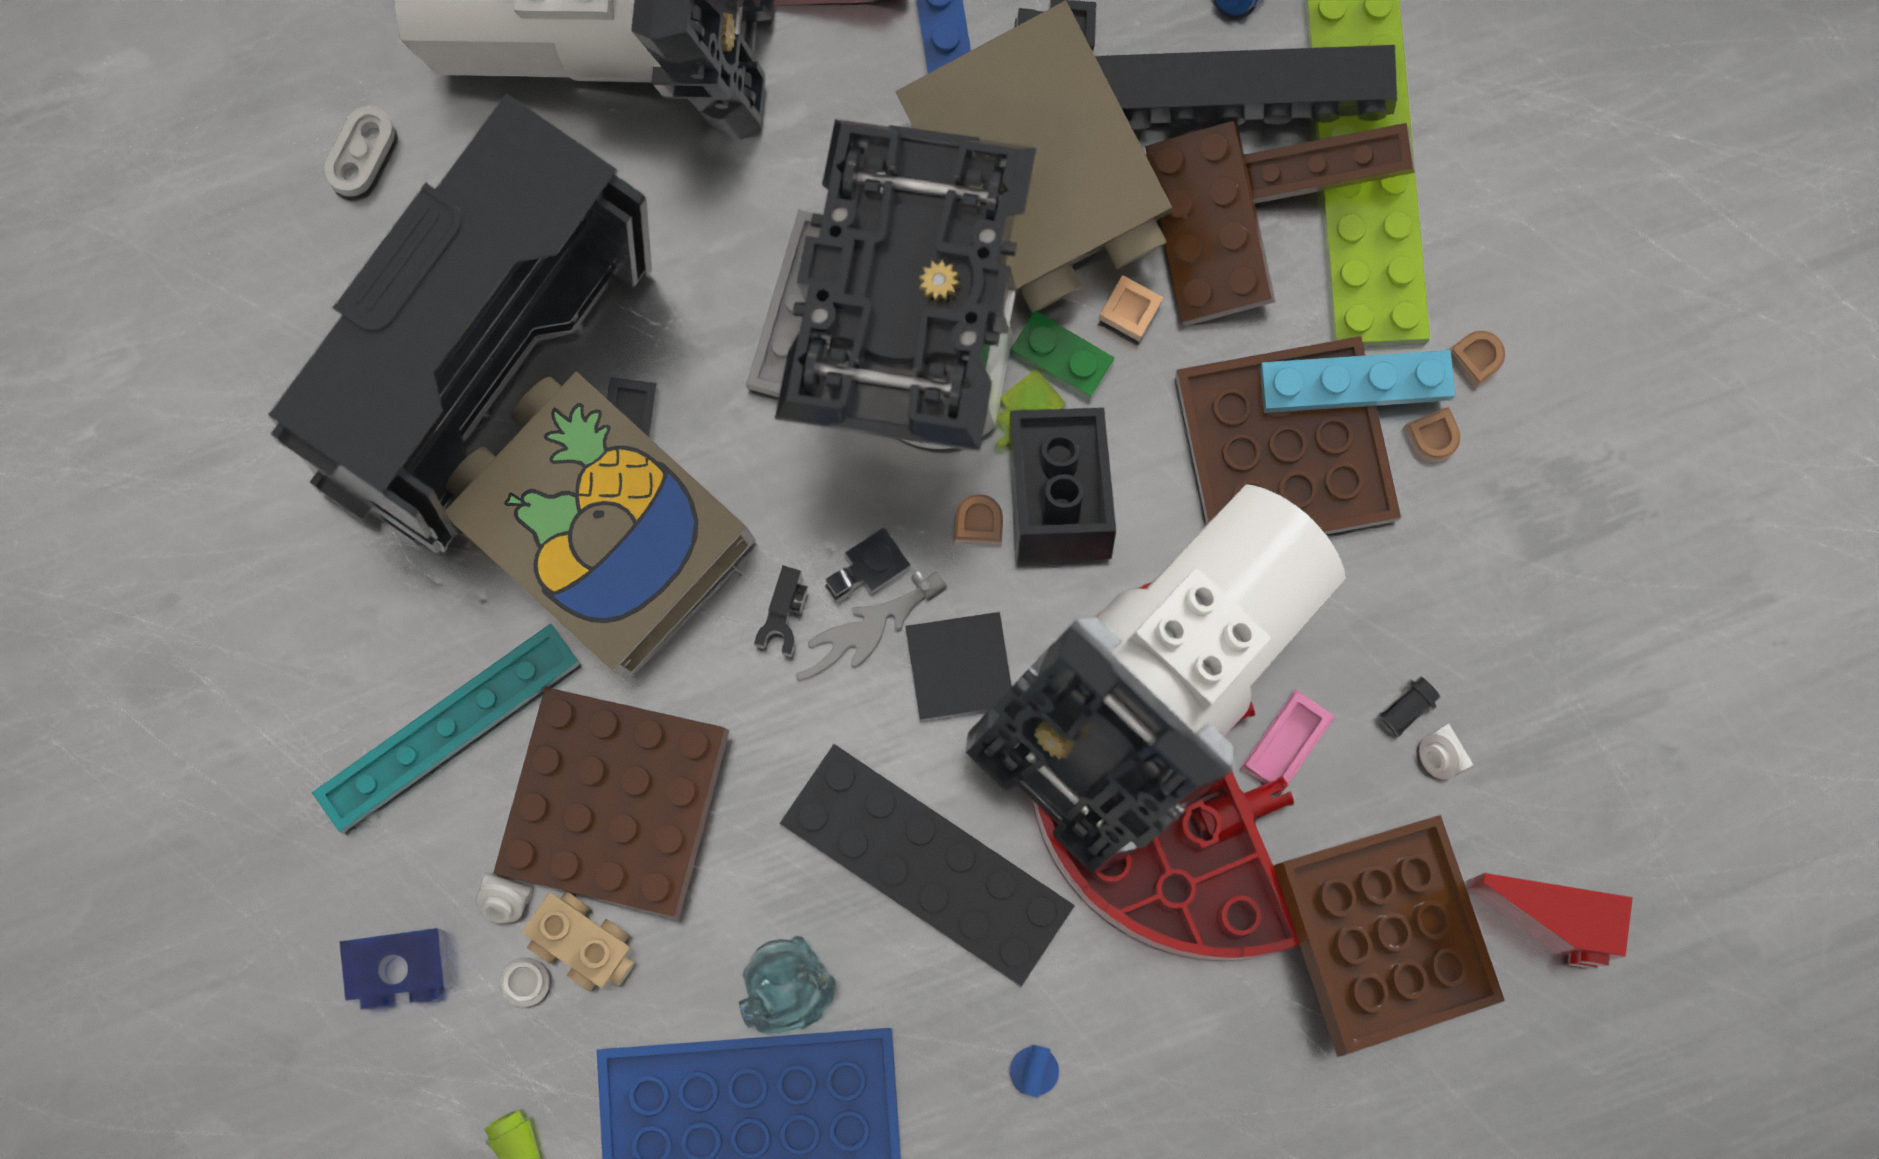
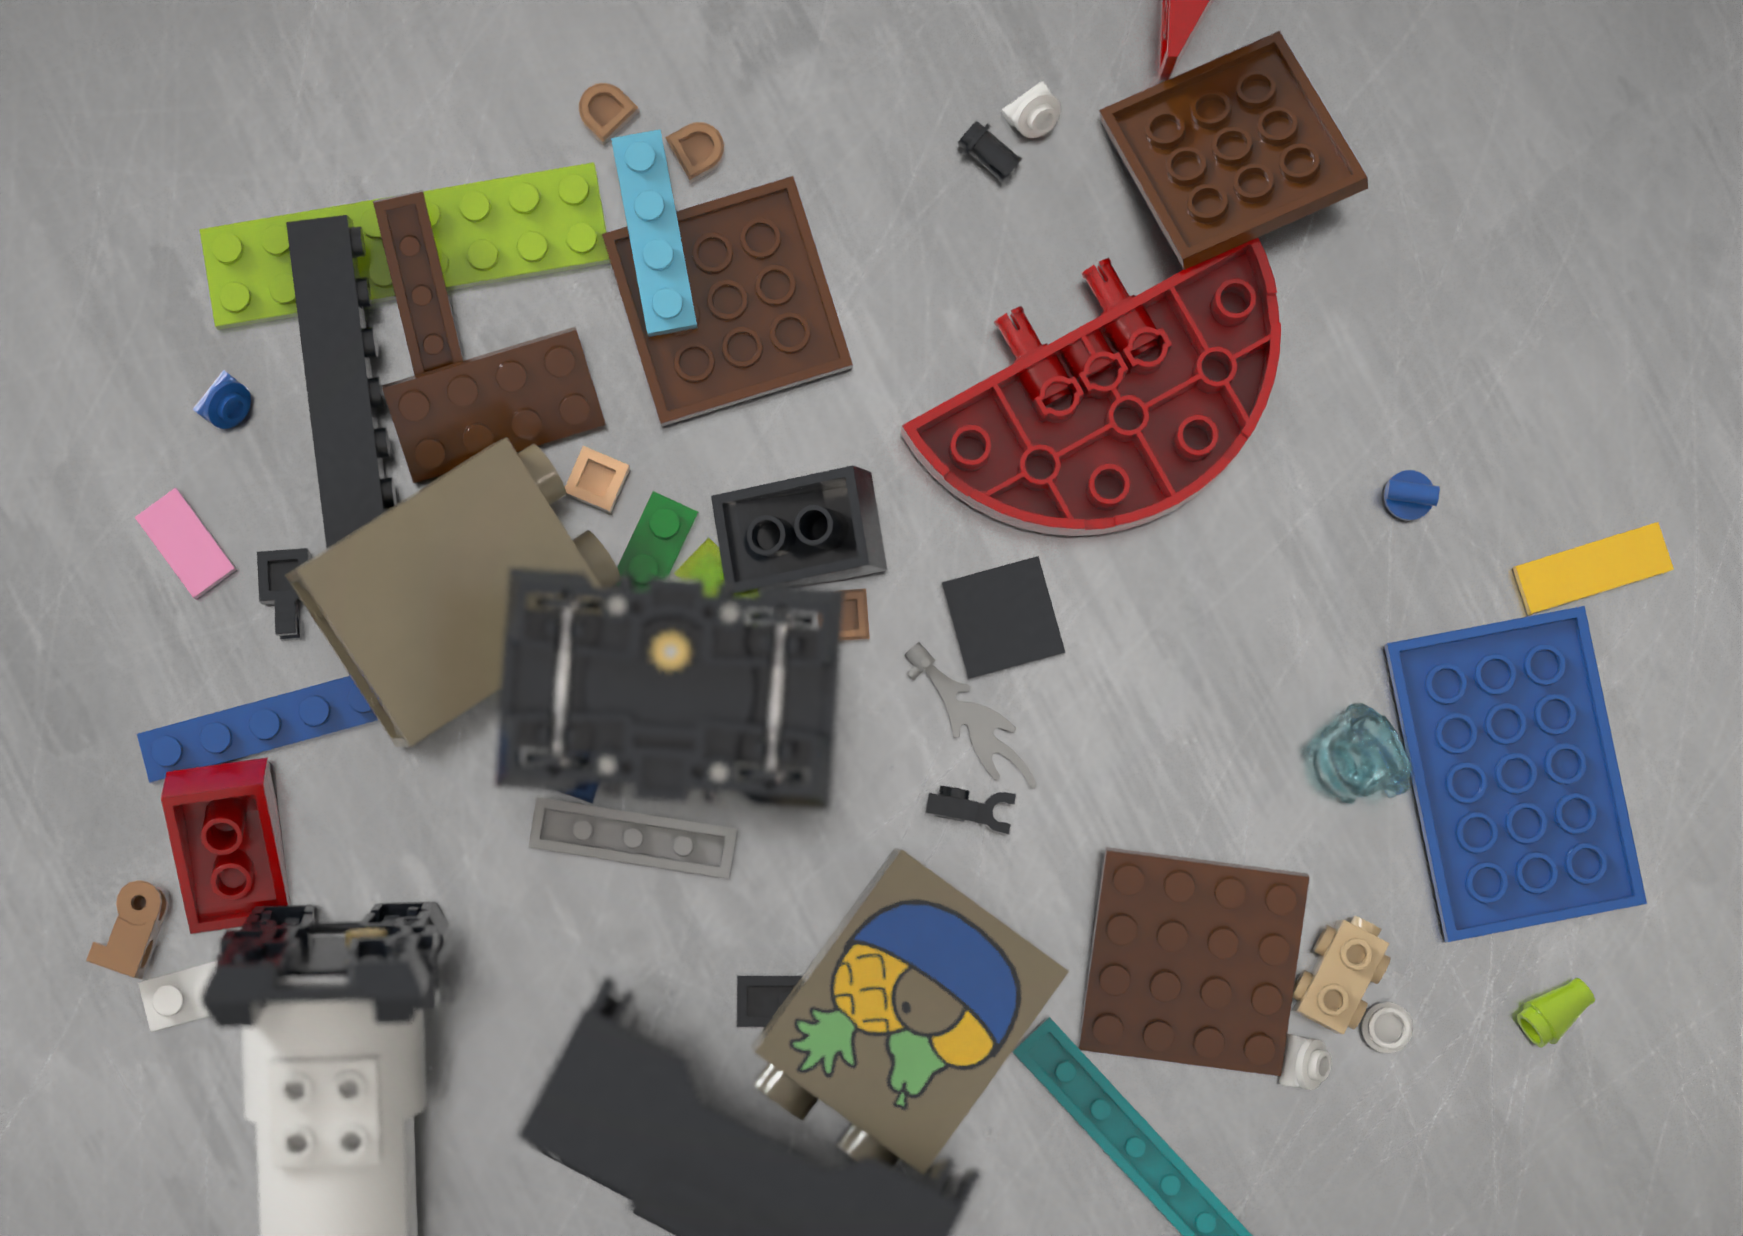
camera: 100 degrees left, 5 degrees up
(367, 958) = (1369, 1140): clear blue brick -> none
(872, 563) = (904, 722): black plate -> none
(927, 865) = (1213, 629): black plate -> none
(1137, 702) = (1022, 392): piece -> none
(1288, 740) = (1039, 272): bright pink tile -> none

